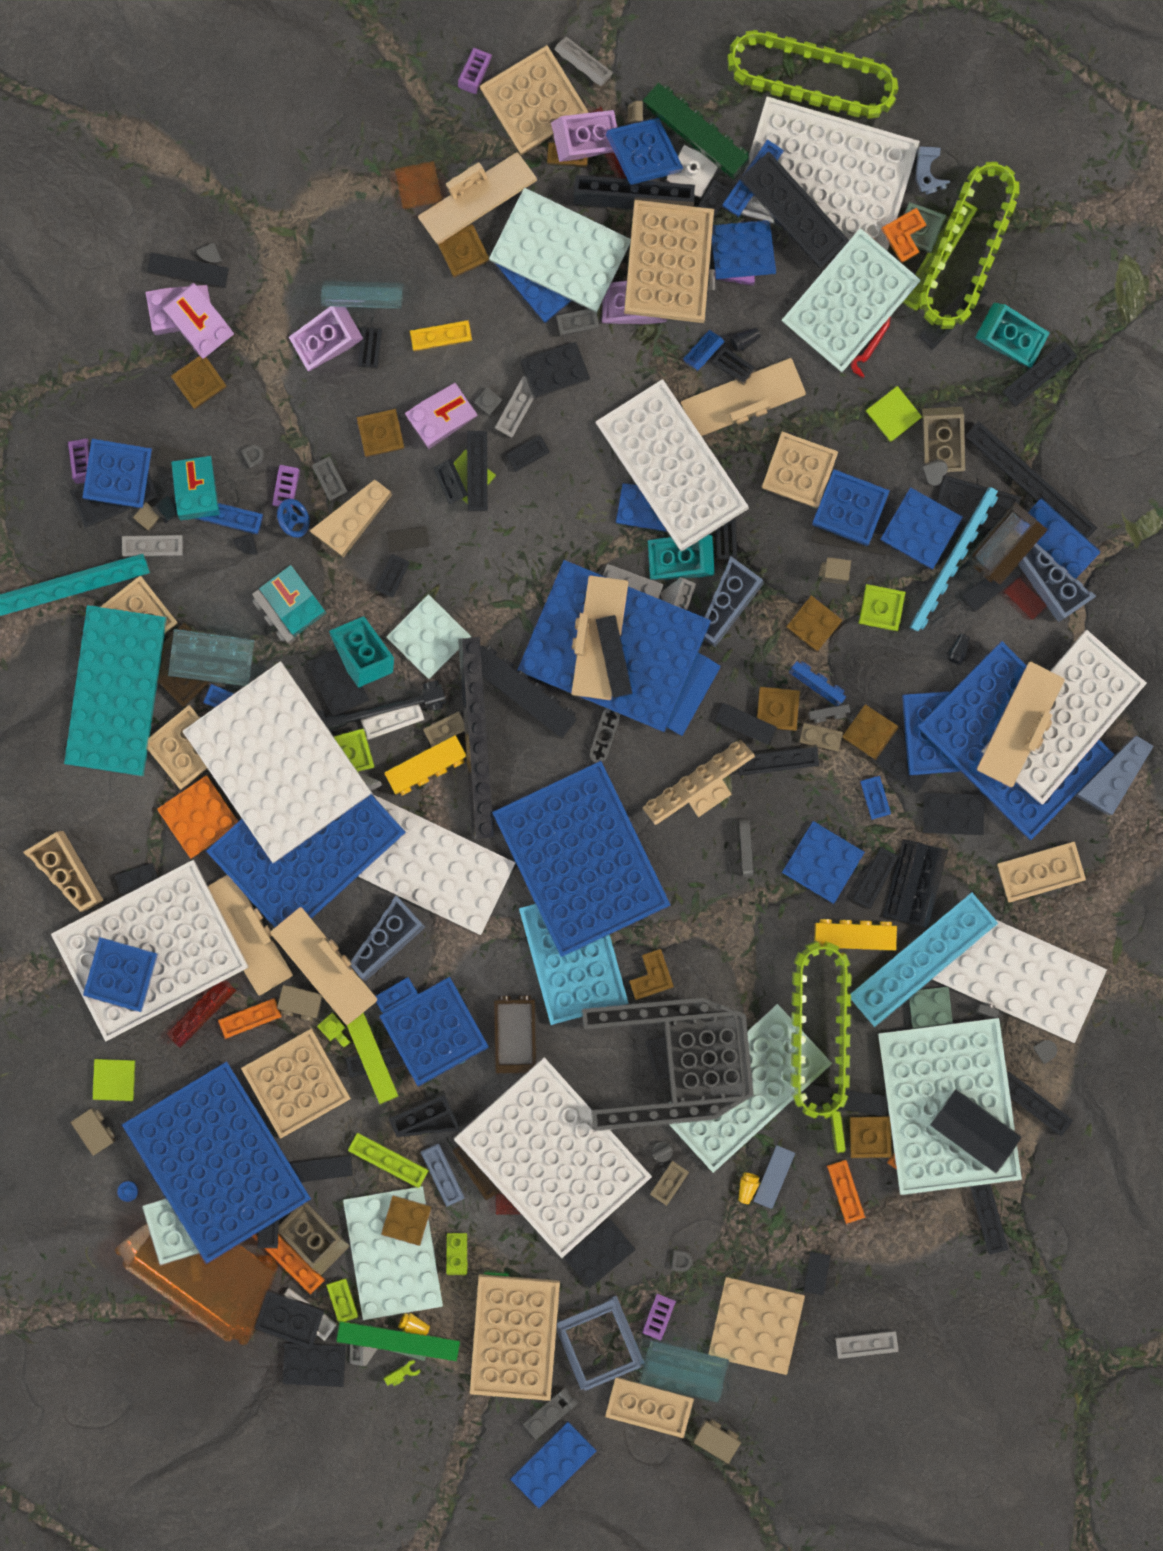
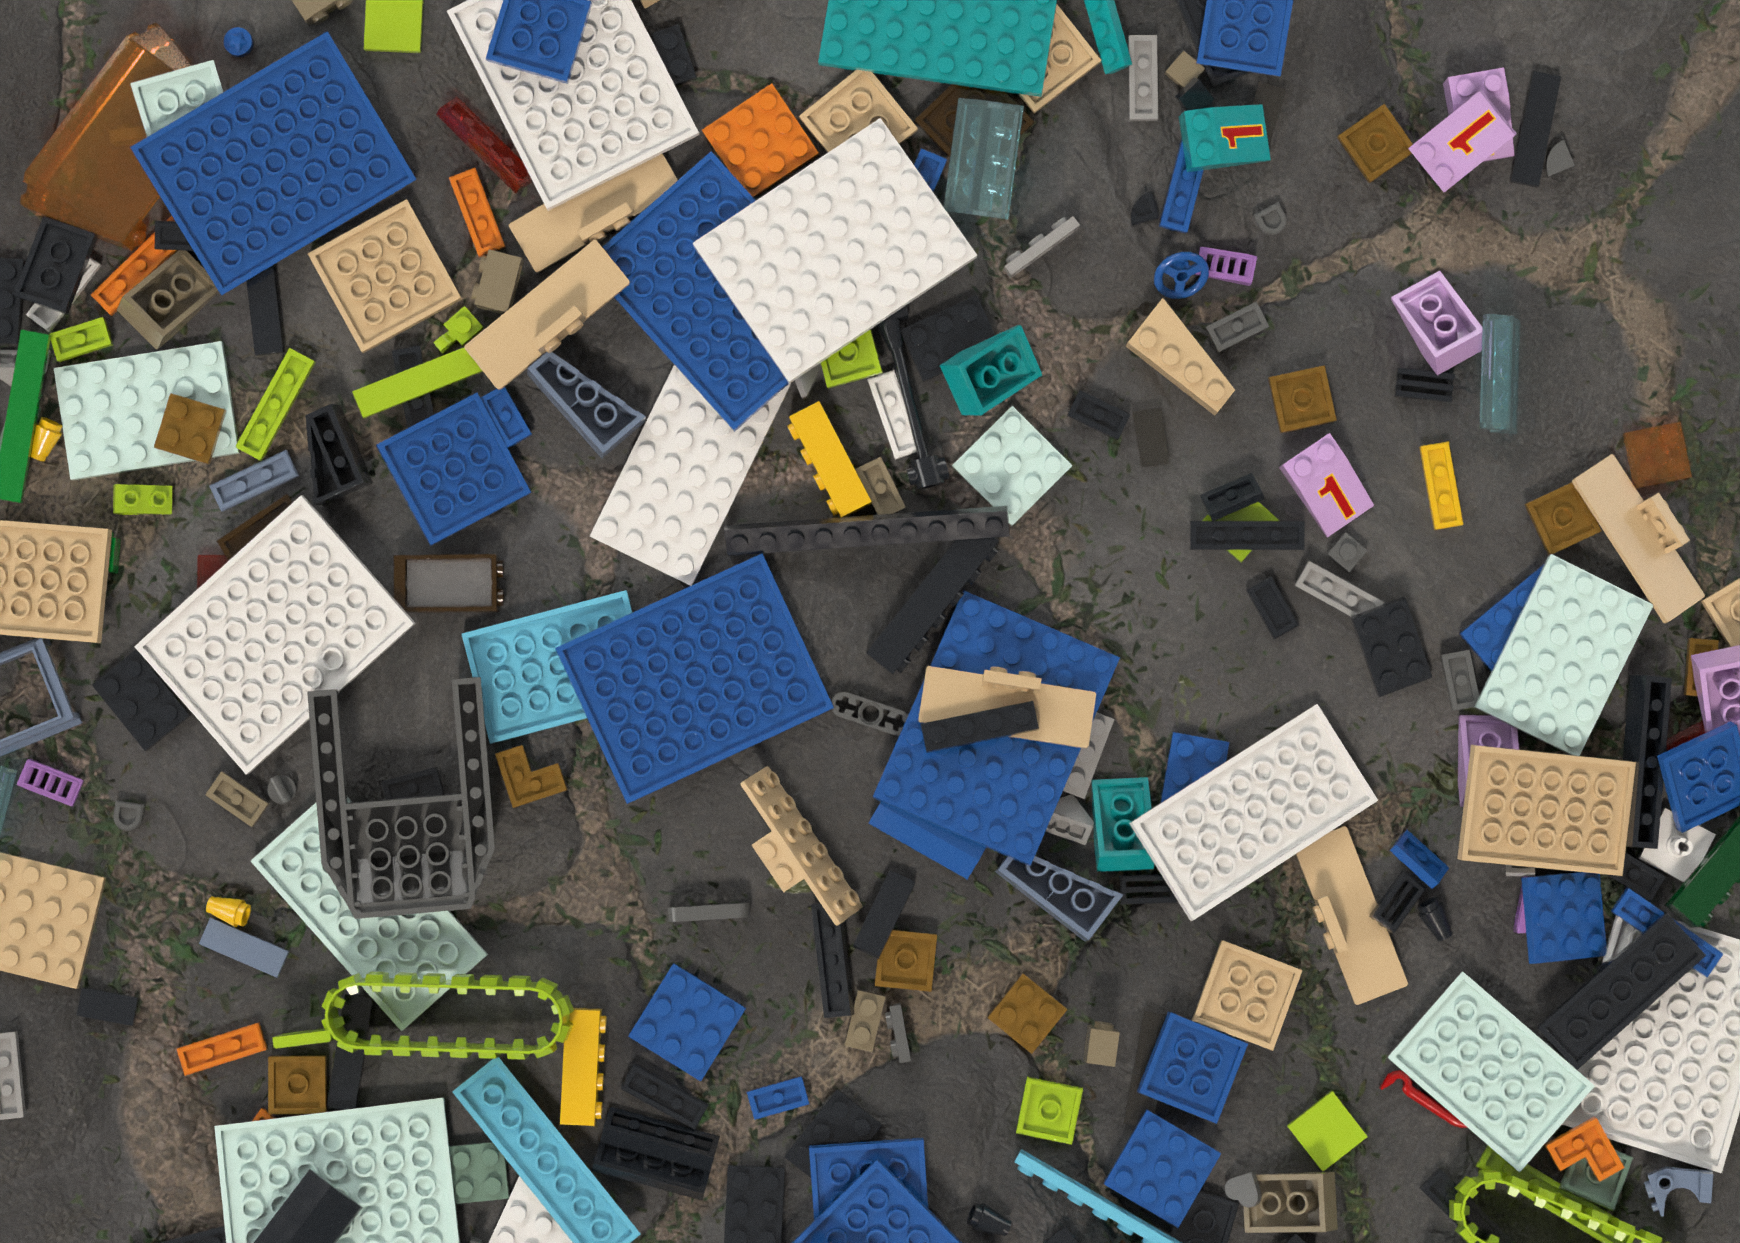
camera: 90 degrees right, 0 degrees up
(292, 601) = (1064, 274): teal slope -> none
(817, 683) = (940, 1017): blue plate -> none
(870, 732) = (871, 1091): pearl gold plate -> none

